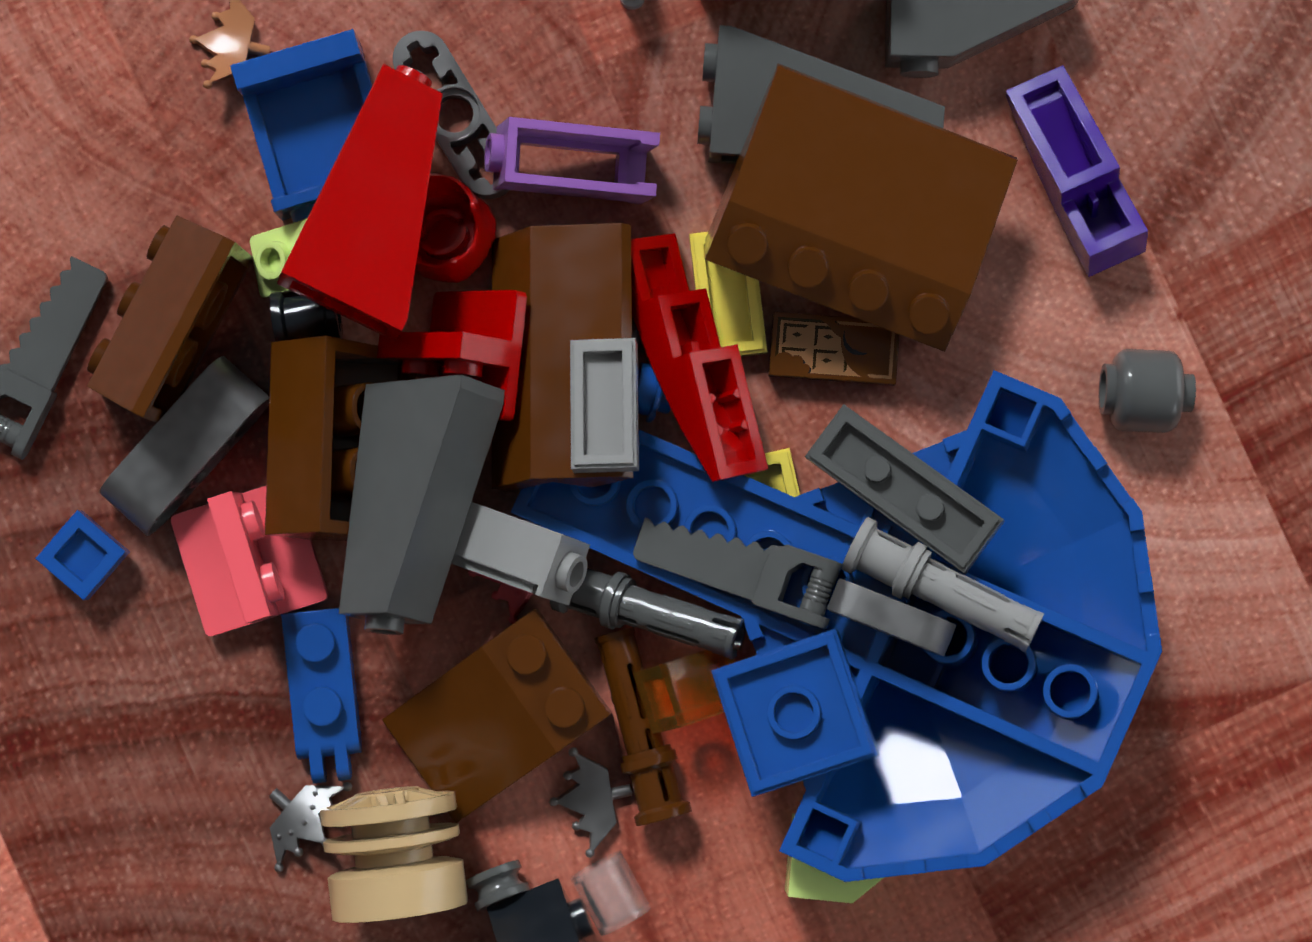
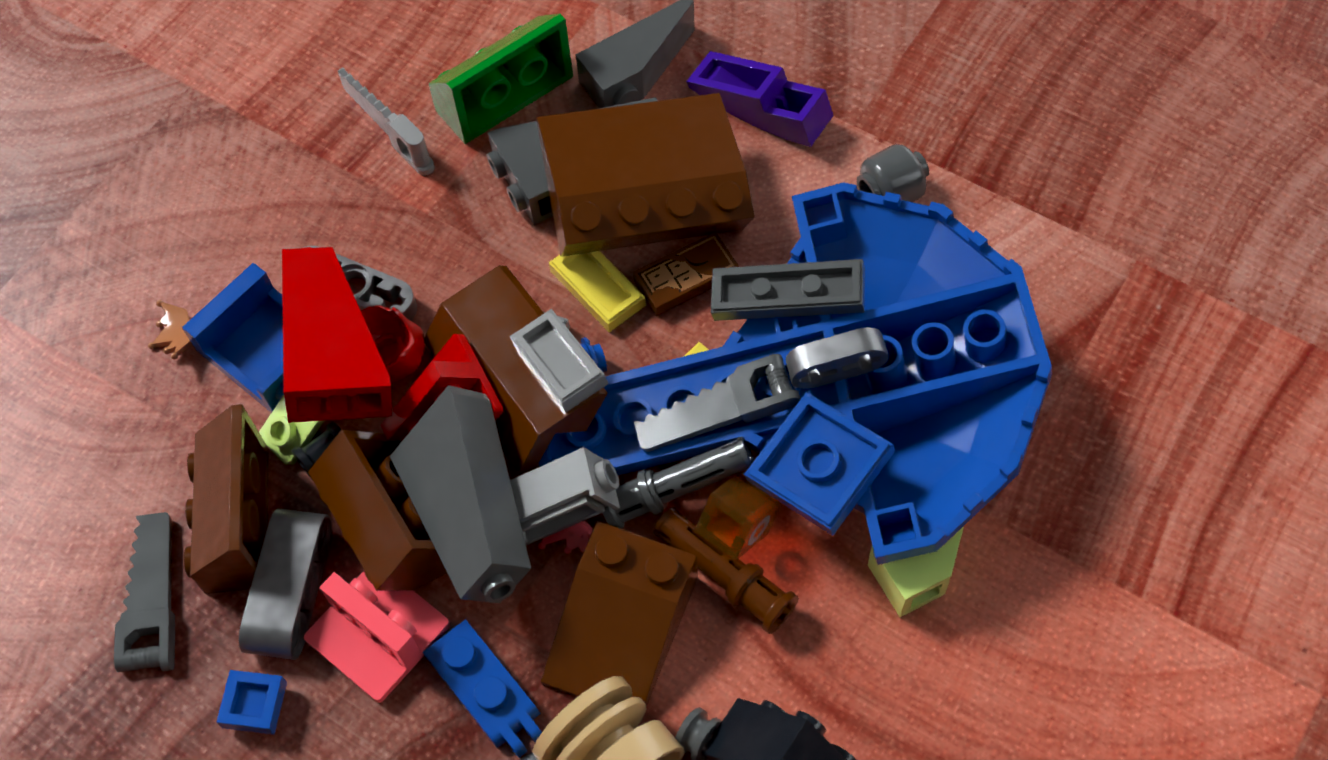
camera: 25 degrees left, 25 degrees down
(592, 798) = (724, 639): flat silver piece -> none
(610, 893) = (782, 686): clear beam -> none
(628, 145) = (443, 255): medium lavender window -> none
(695, 373) = (606, 322): red slope -> none
(914, 573) = (826, 321): light grey pin -> none

